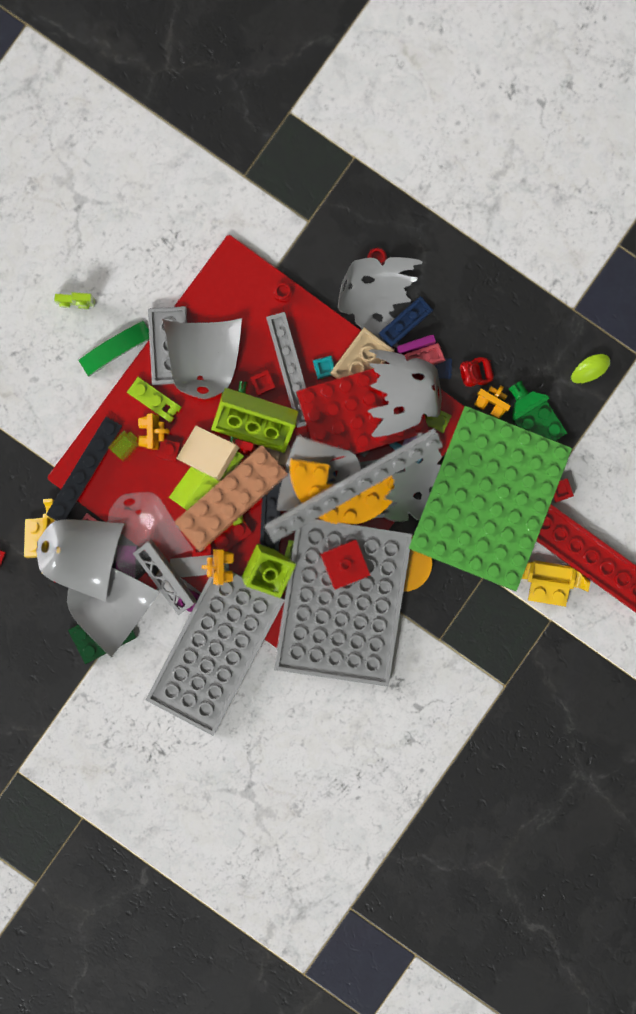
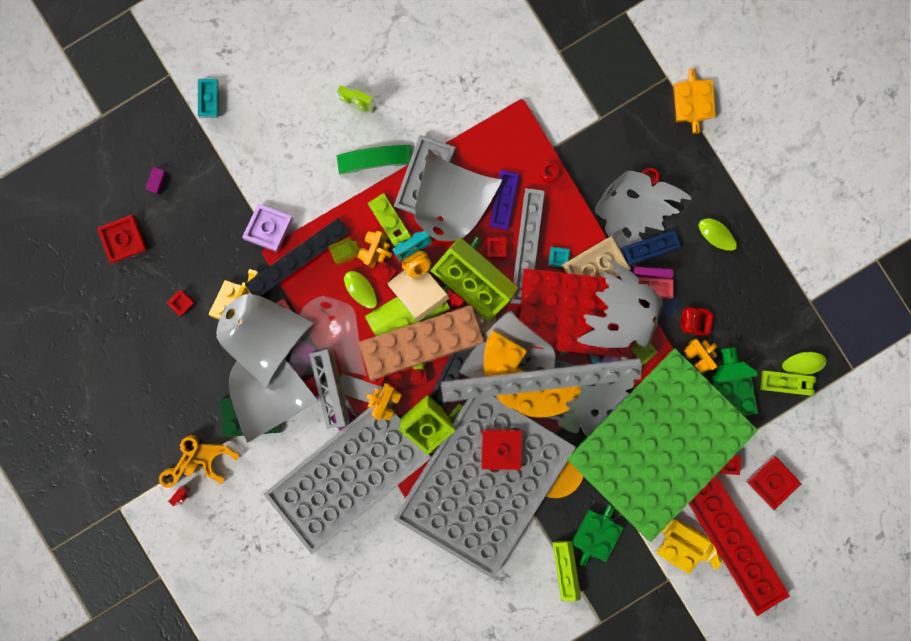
camera: 25 degrees right, 0 degrees up
(44, 454) = (268, 228): none -> lavender plate
(65, 696) = (192, 458): none -> light orange piece
(69, 734) = (179, 496): none -> red plate
(154, 474) = (360, 289): none -> lime arm
(187, 410) = (417, 242): none -> teal plate
(196, 429) = (416, 264): none -> light orange piece
(251, 336) = (504, 200): none -> dark purple tile
(388, 169) = (694, 101): none -> light orange plate
(453, 651) = (566, 571): none -> lime plate
(461, 284) = (717, 234): none -> lime arm
(467, 607) = (597, 535): none -> green plate
(583, 393) = (787, 383): none -> lime plate
(608, 490) = (773, 482): none -> red plate

